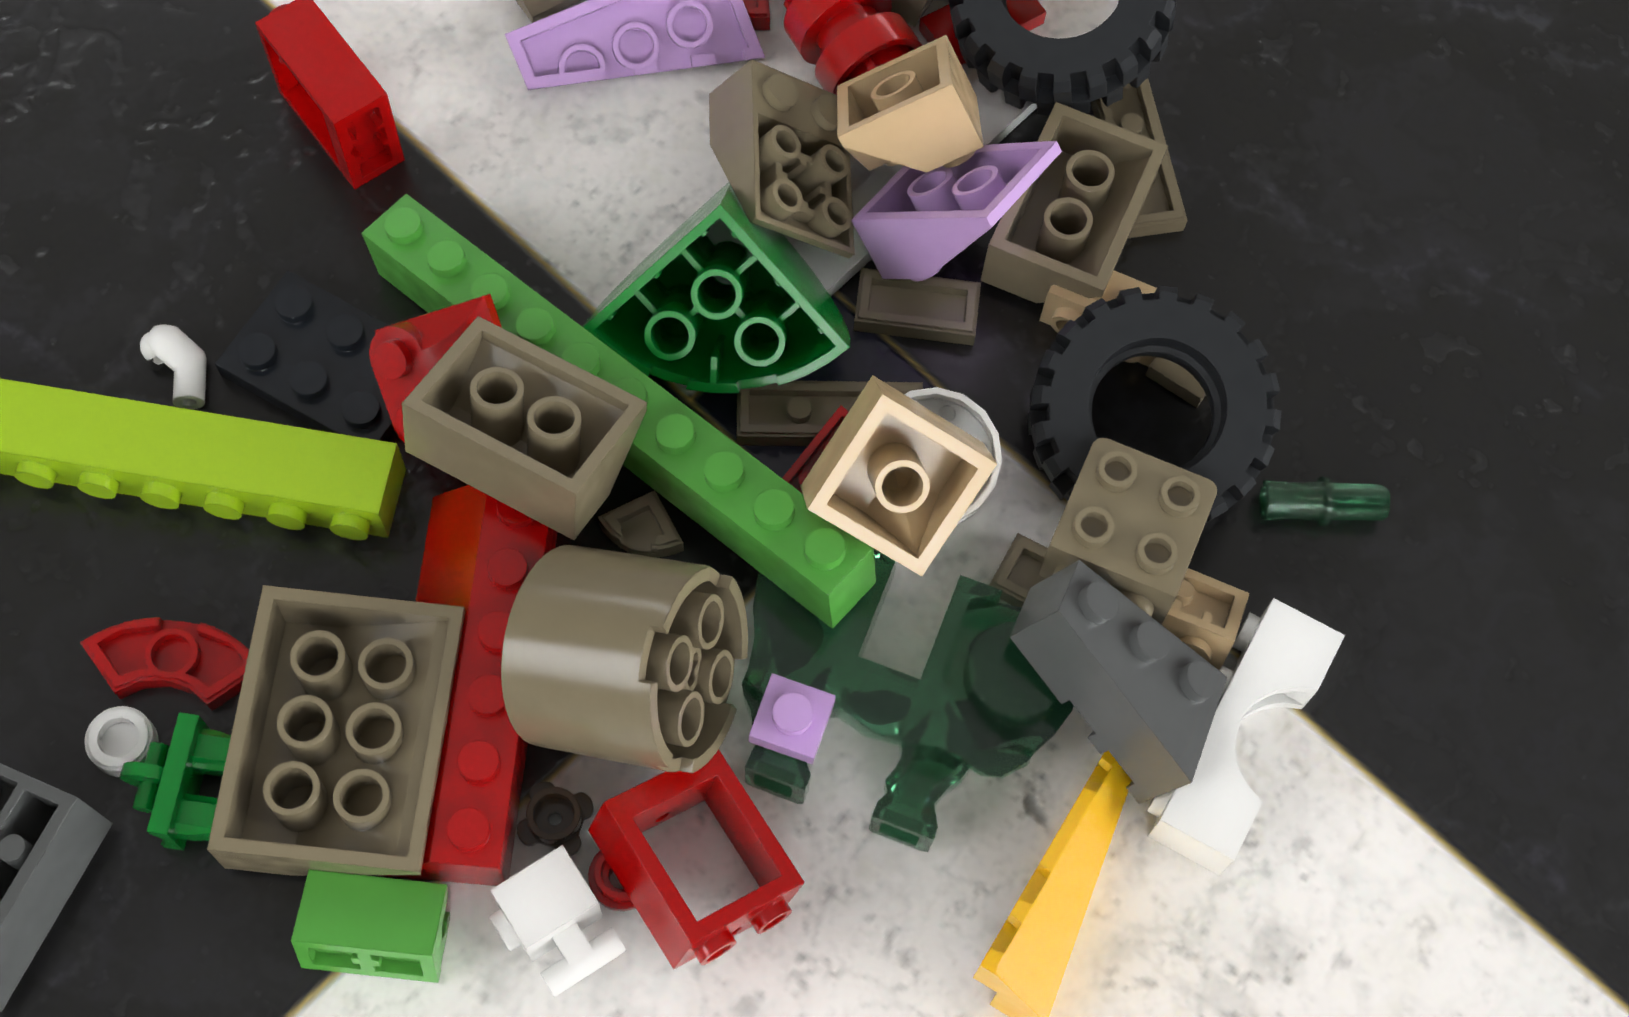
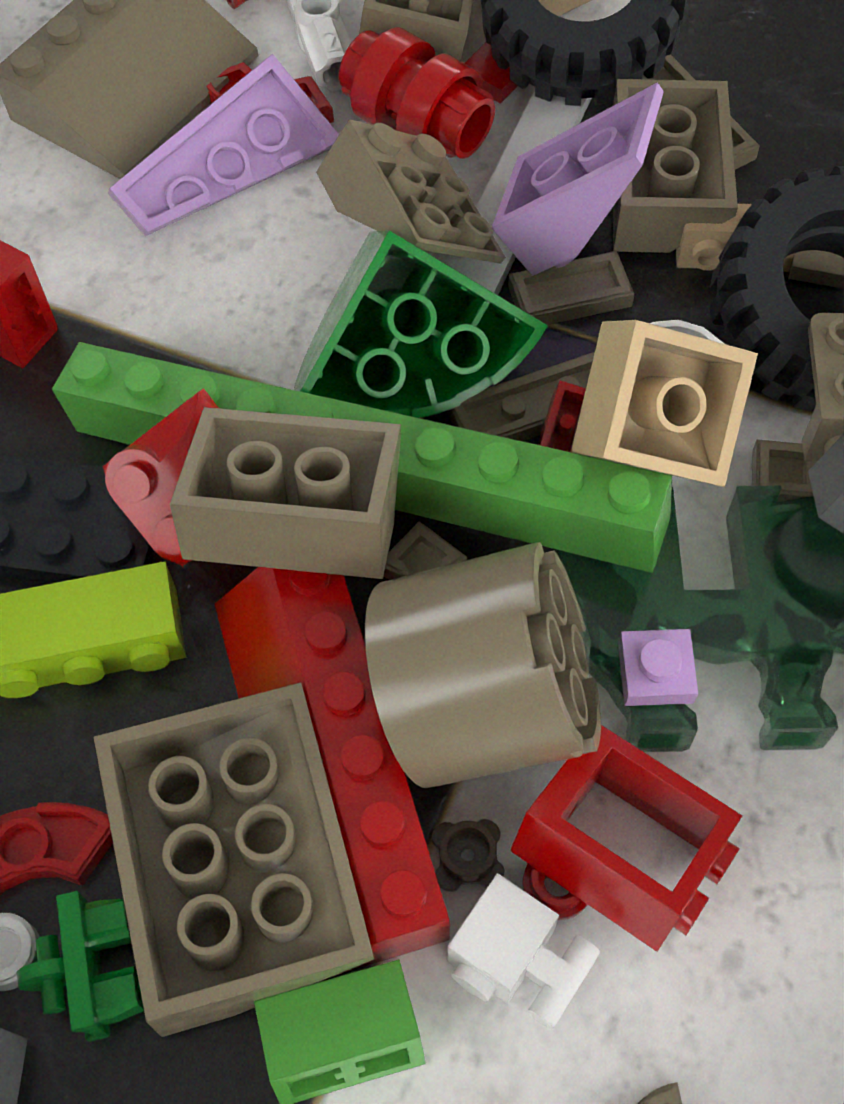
camera: 15 degrees left, 5 degrees down
(911, 111) = (508, 114): tan slope -> none

